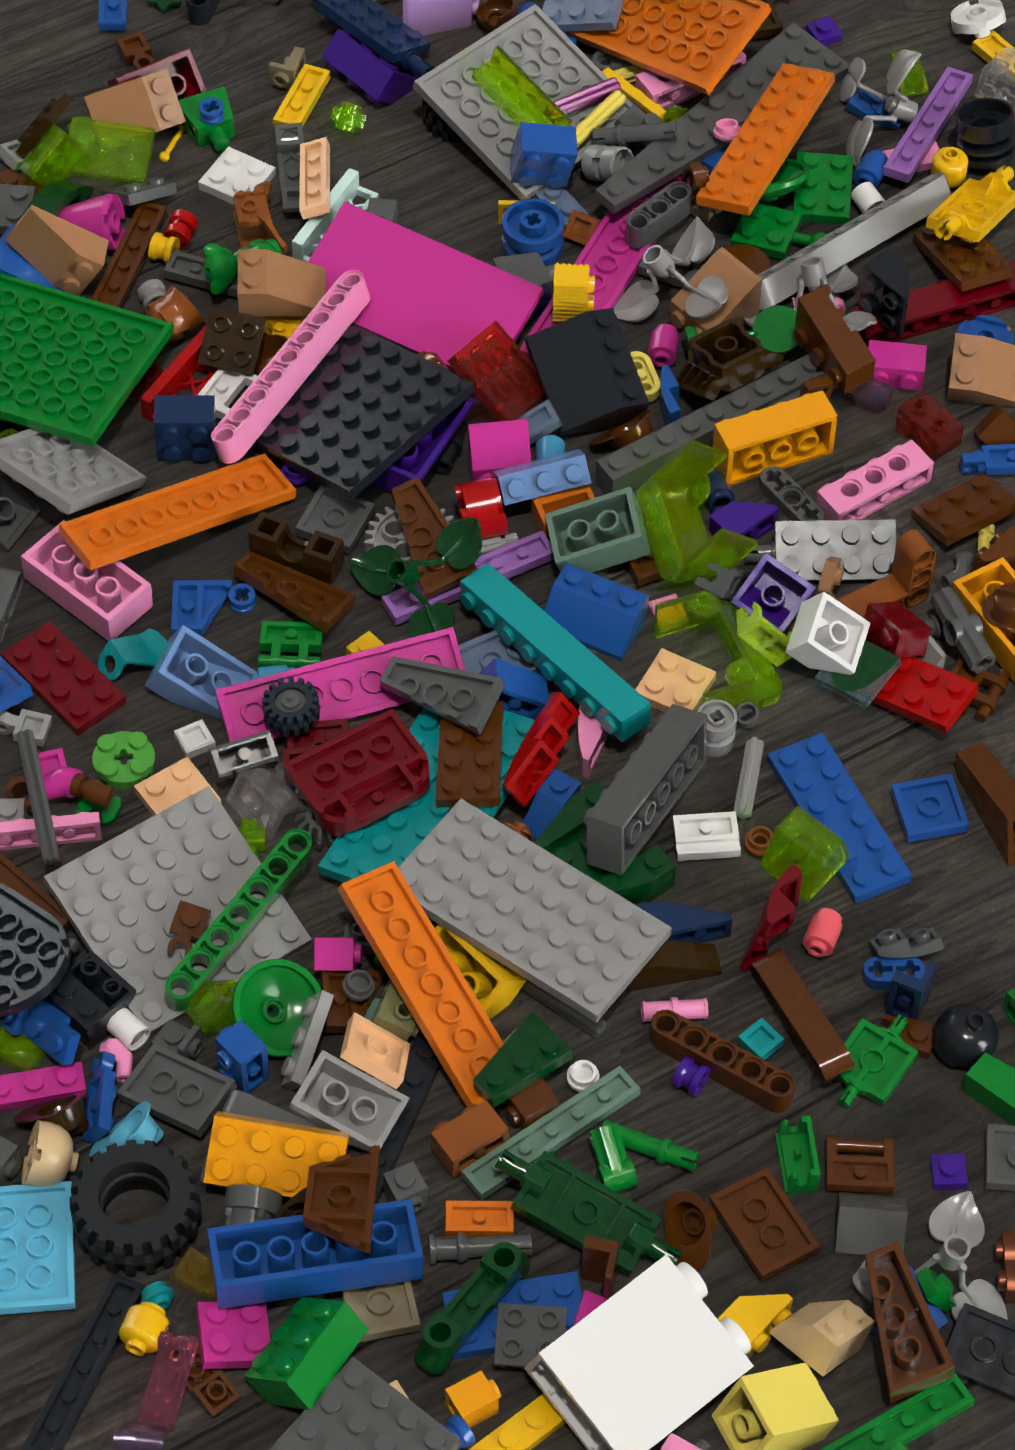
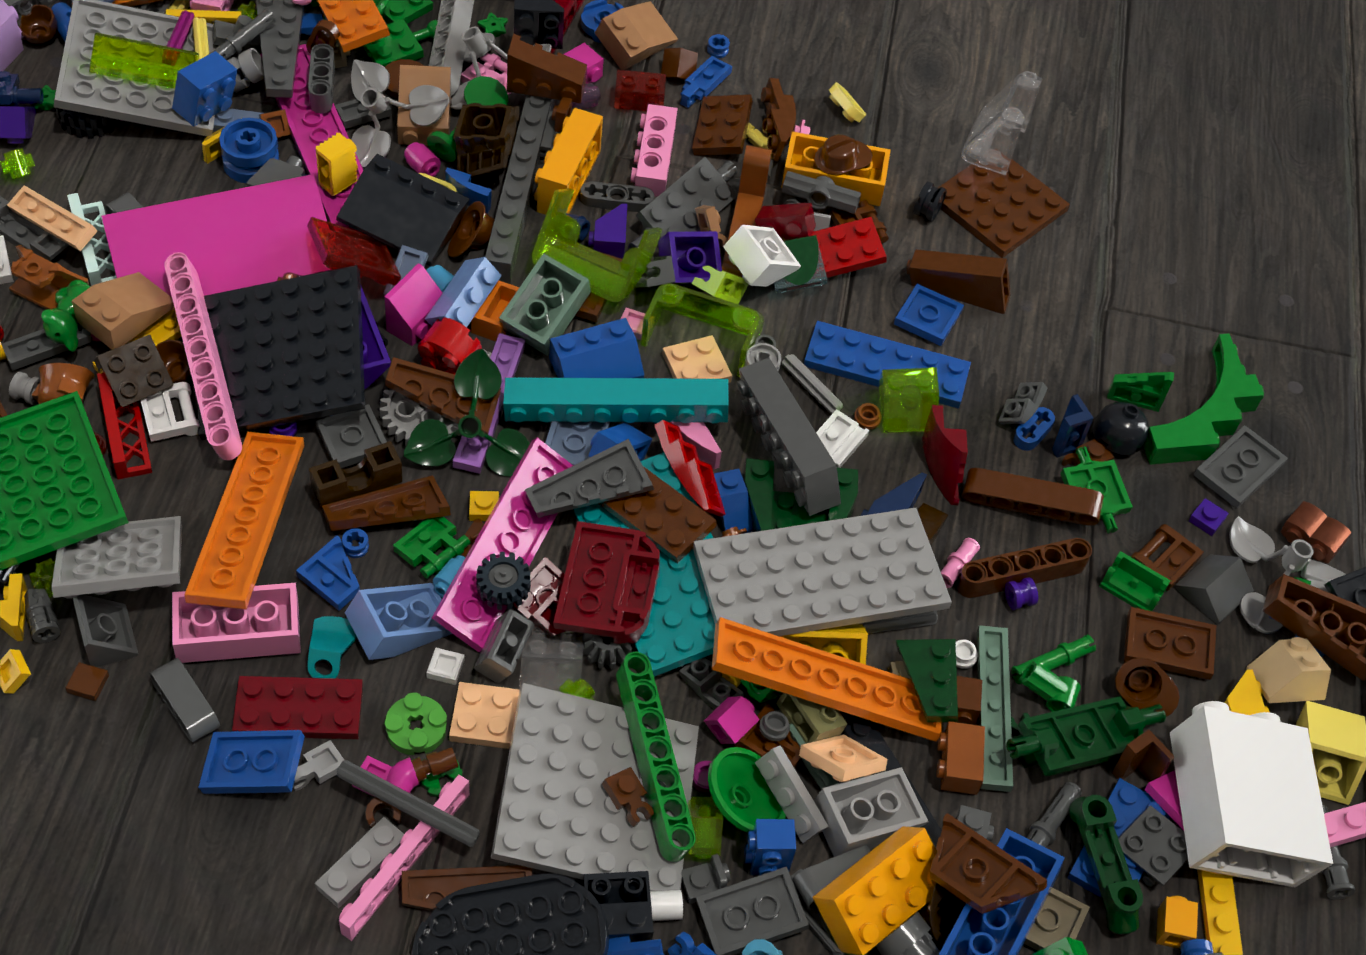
camera: 55 degrees left, 0 degrees up
(123, 1058) = (673, 927): bright pink arm -> none
(185, 427) = (175, 457): dark blue brick -> none
(479, 1218) = (1028, 804): orange plate -> none
(761, 1039) = (1025, 534): teal plate -> none
(823, 932) = (978, 441): coral brick -> none

